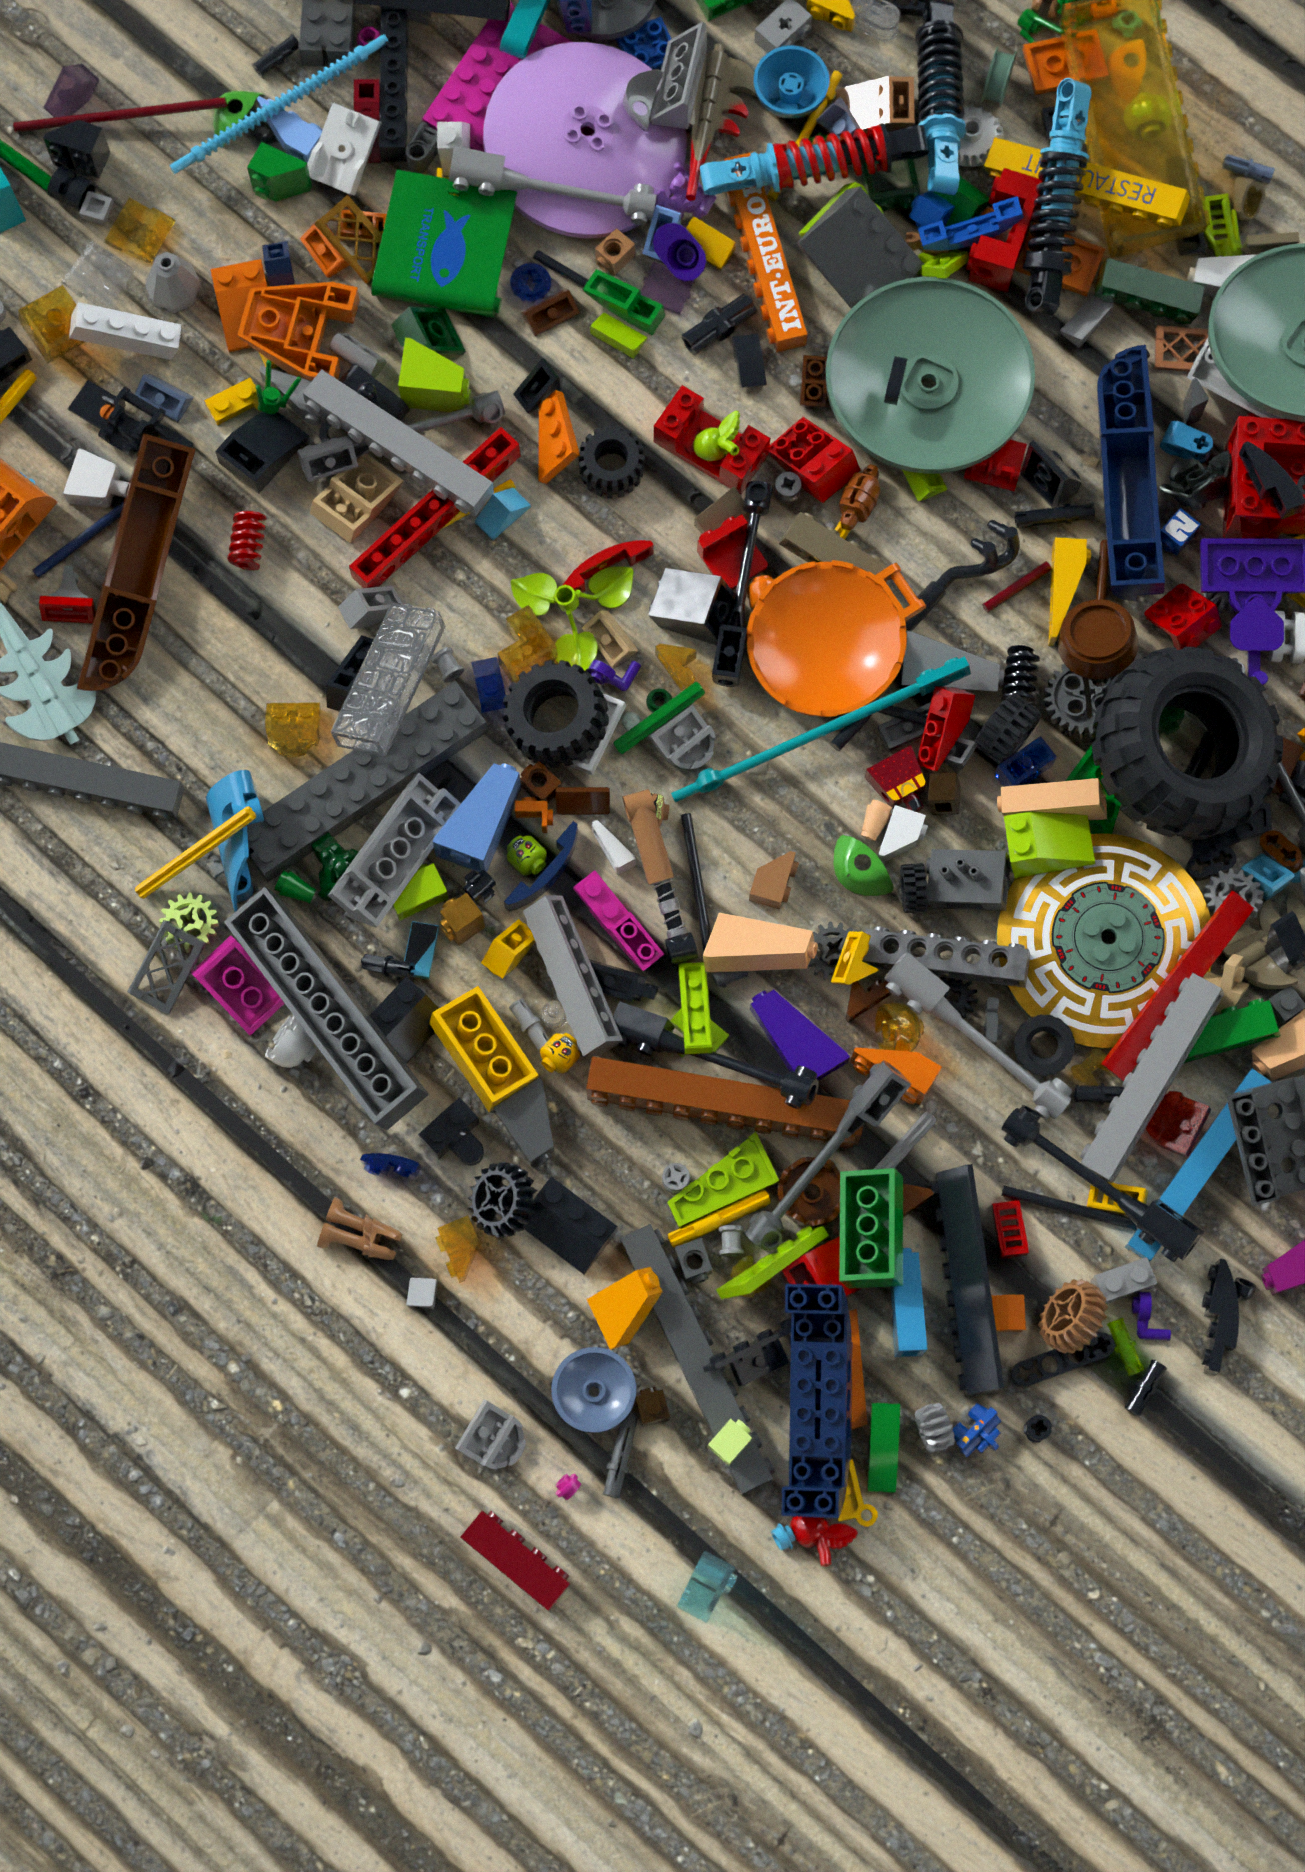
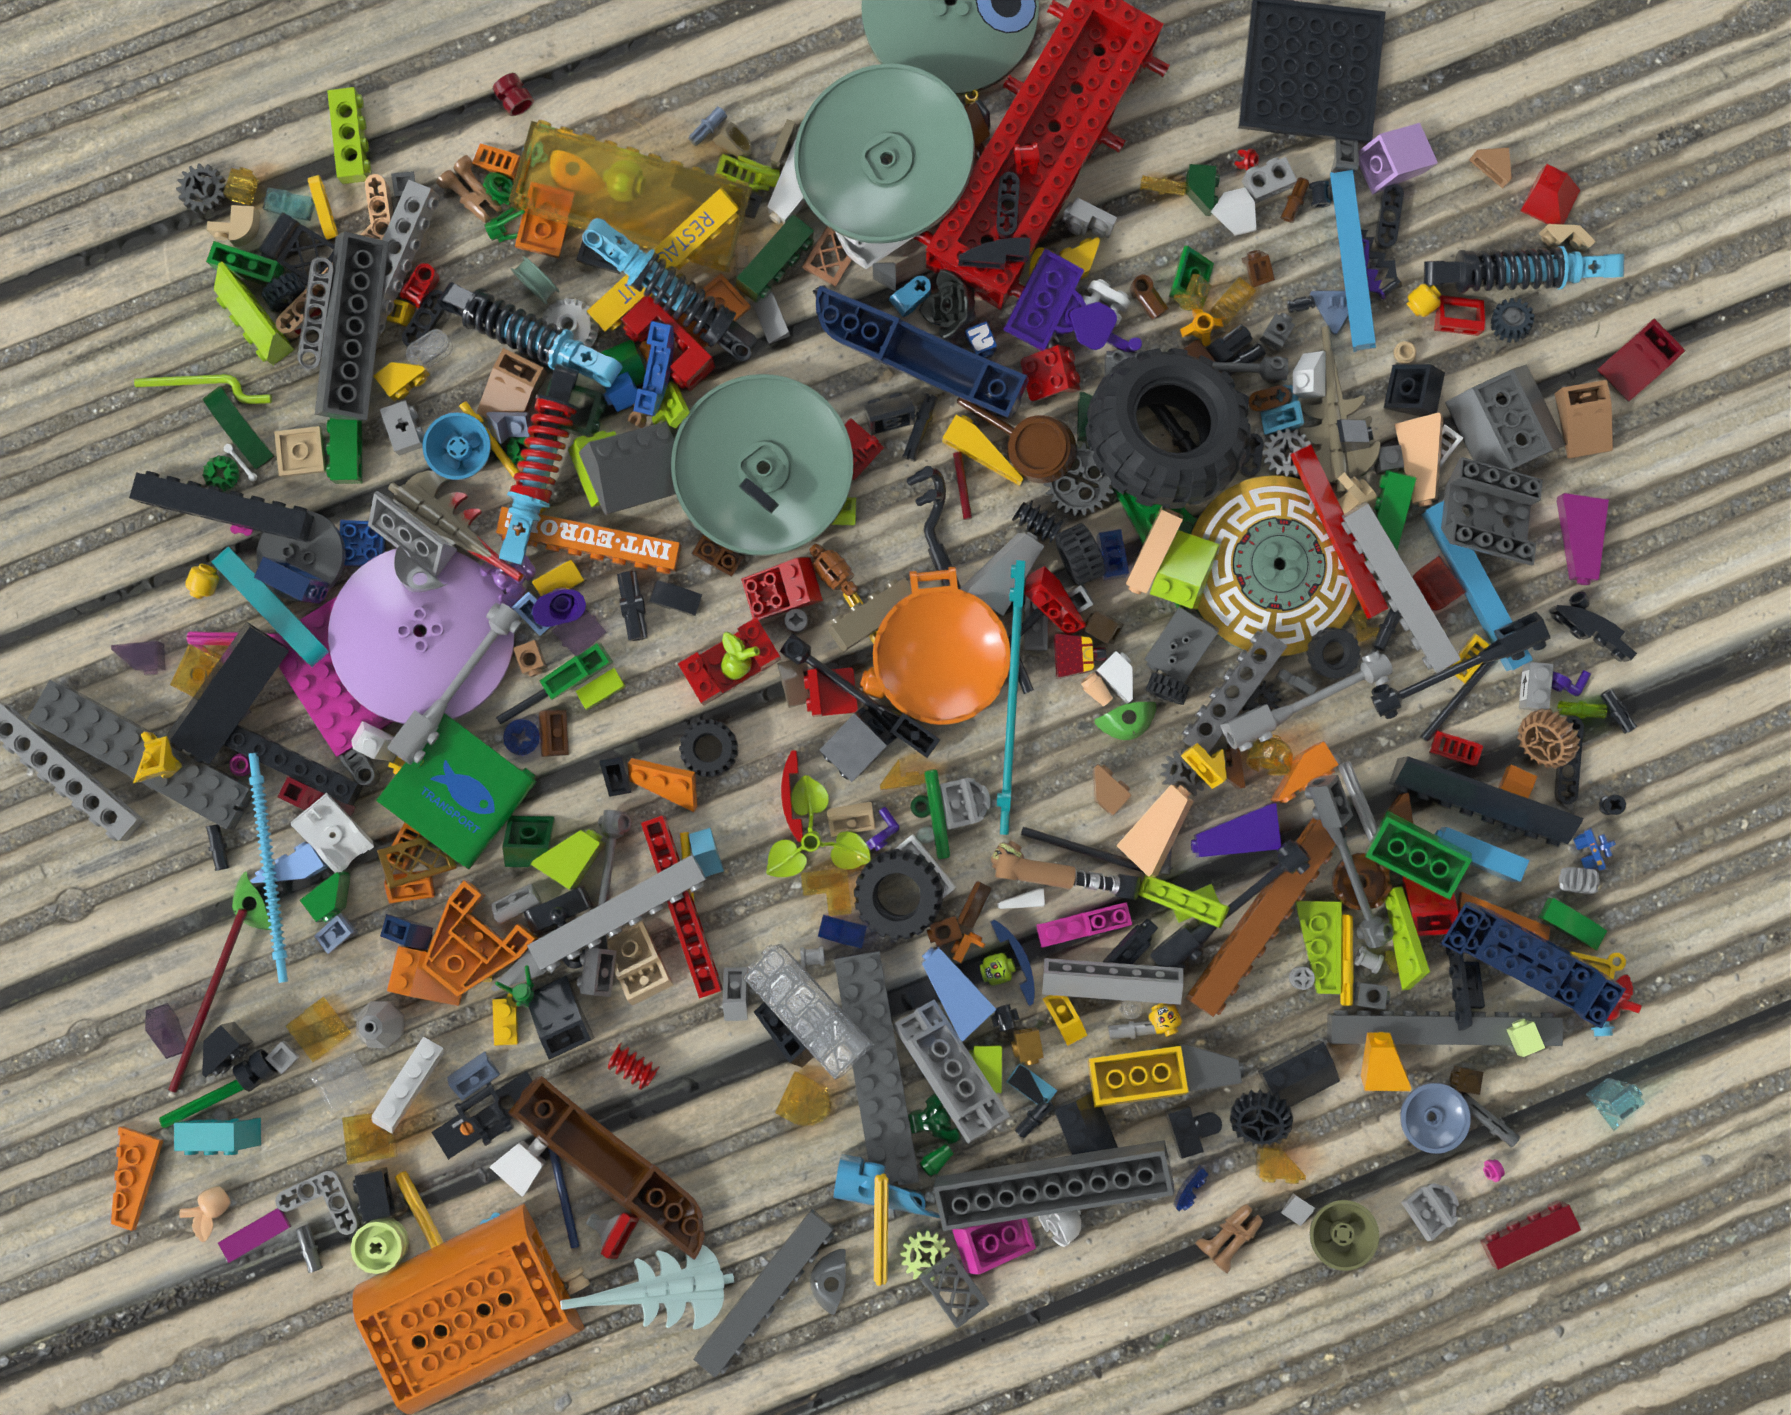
camera: 65 degrees left, 10 degrees up
(132, 835) = (829, 1266): none -> dark grey piece
(246, 199) = (335, 933): none -> sand blue slope
(410, 1328) = (1351, 1245): none -> olive piece

